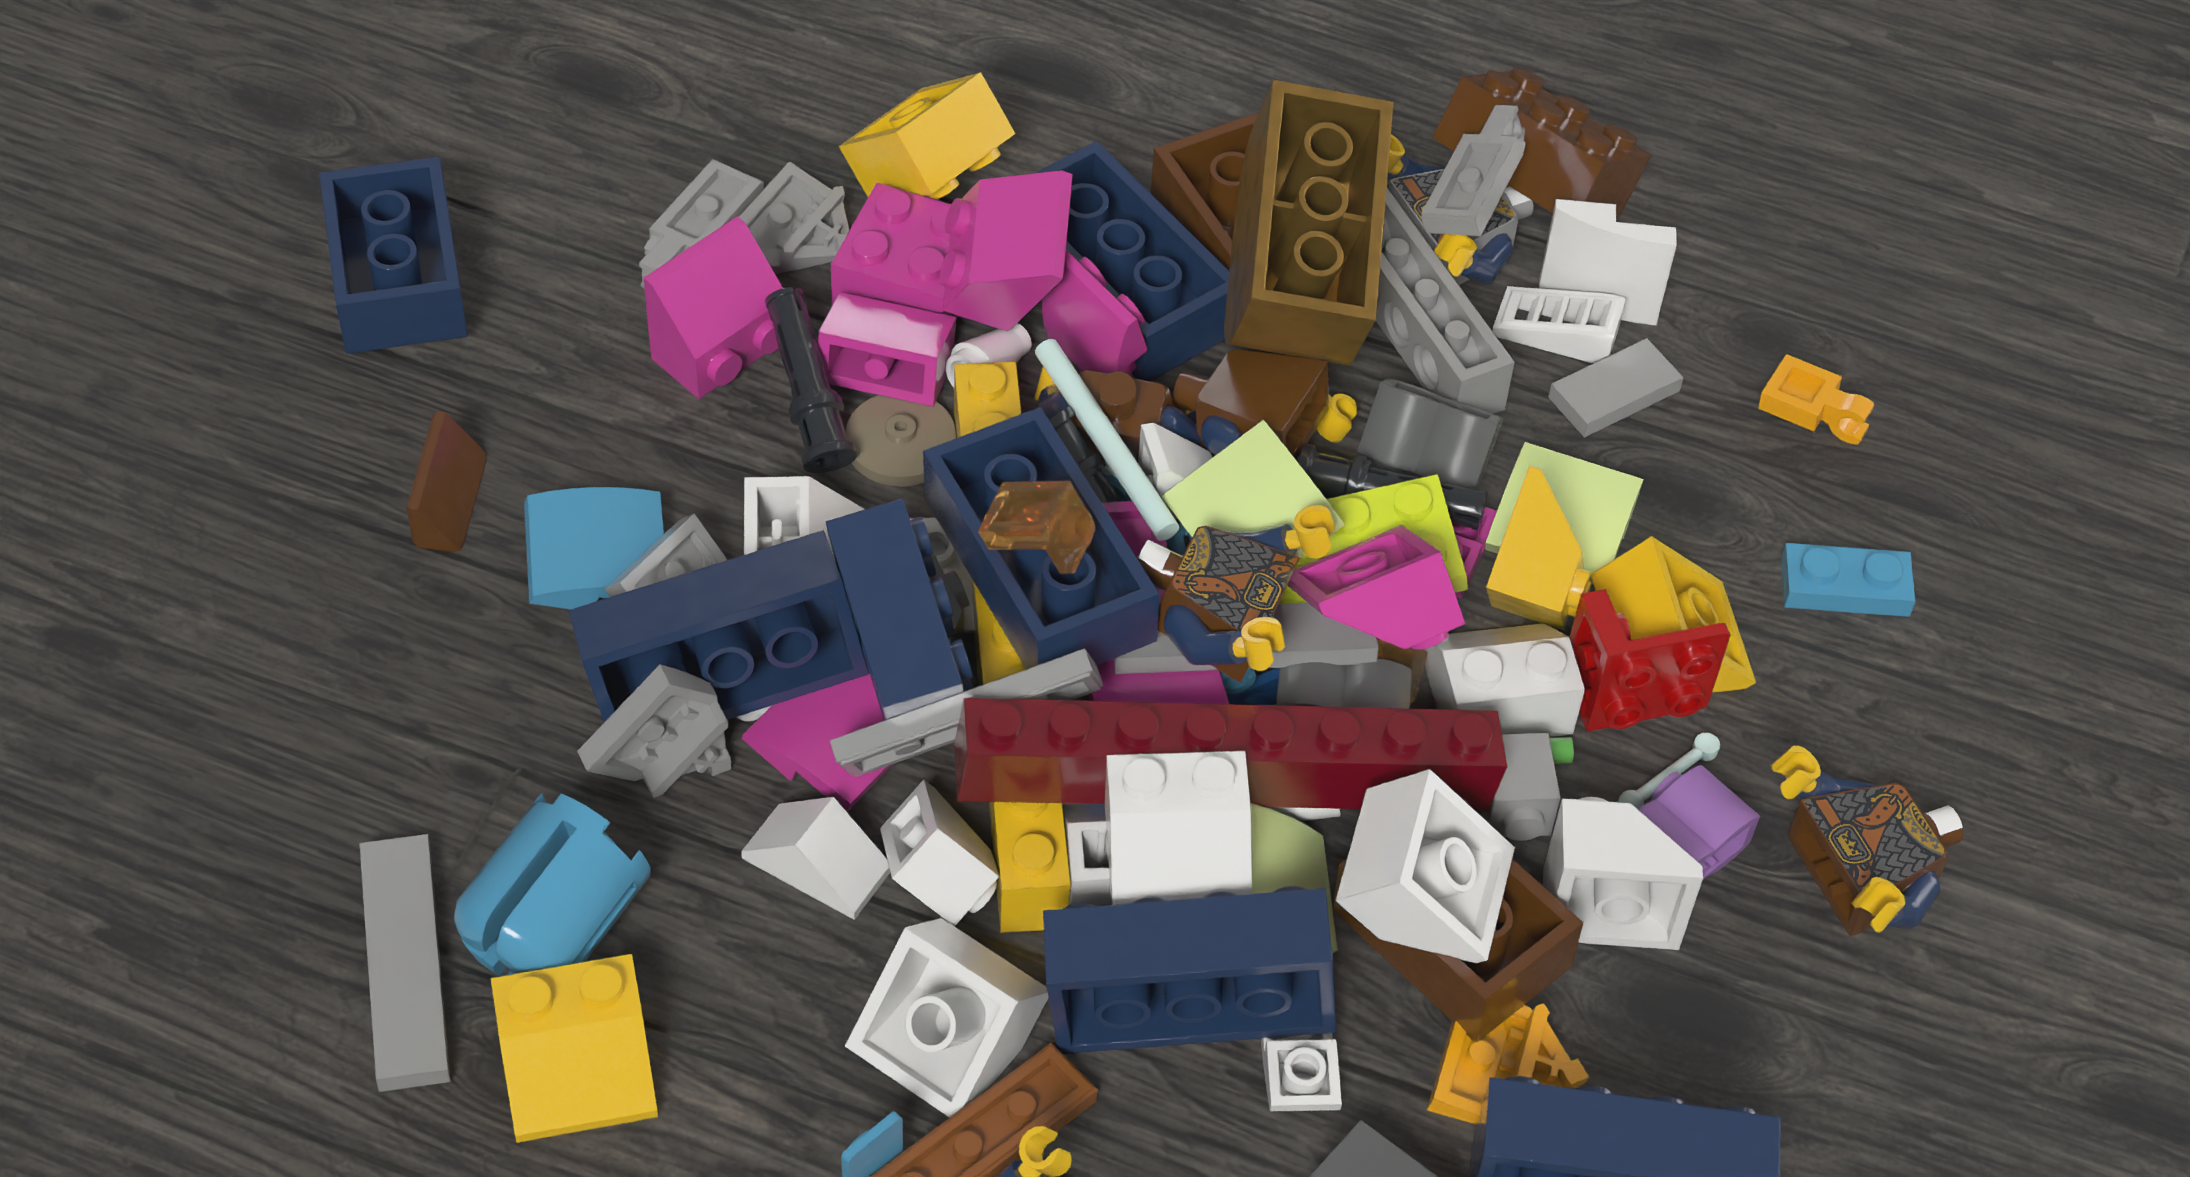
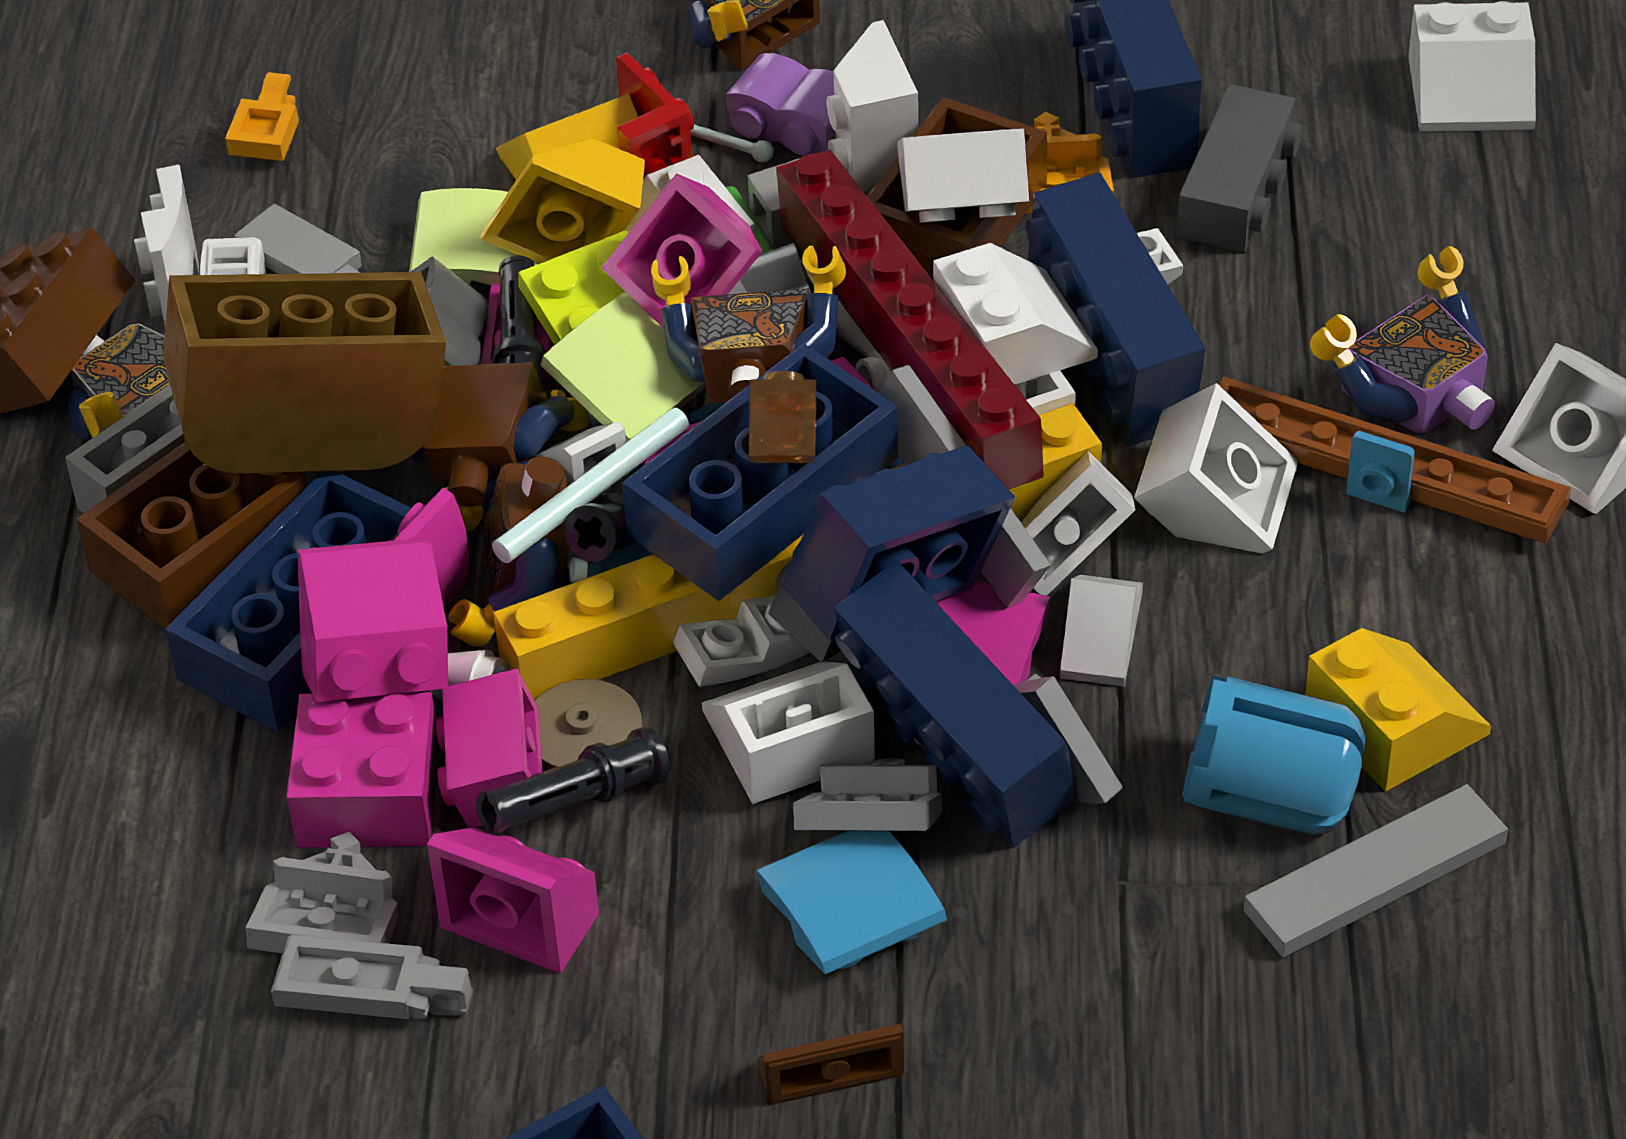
camera: 105 degrees left, 5 degrees down
(930, 138) = (201, 781): yellow brick -> none
(1476, 176) = (113, 306): light grey hinge -> none
(1847, 579) = (460, 76): dark azure plate -> none

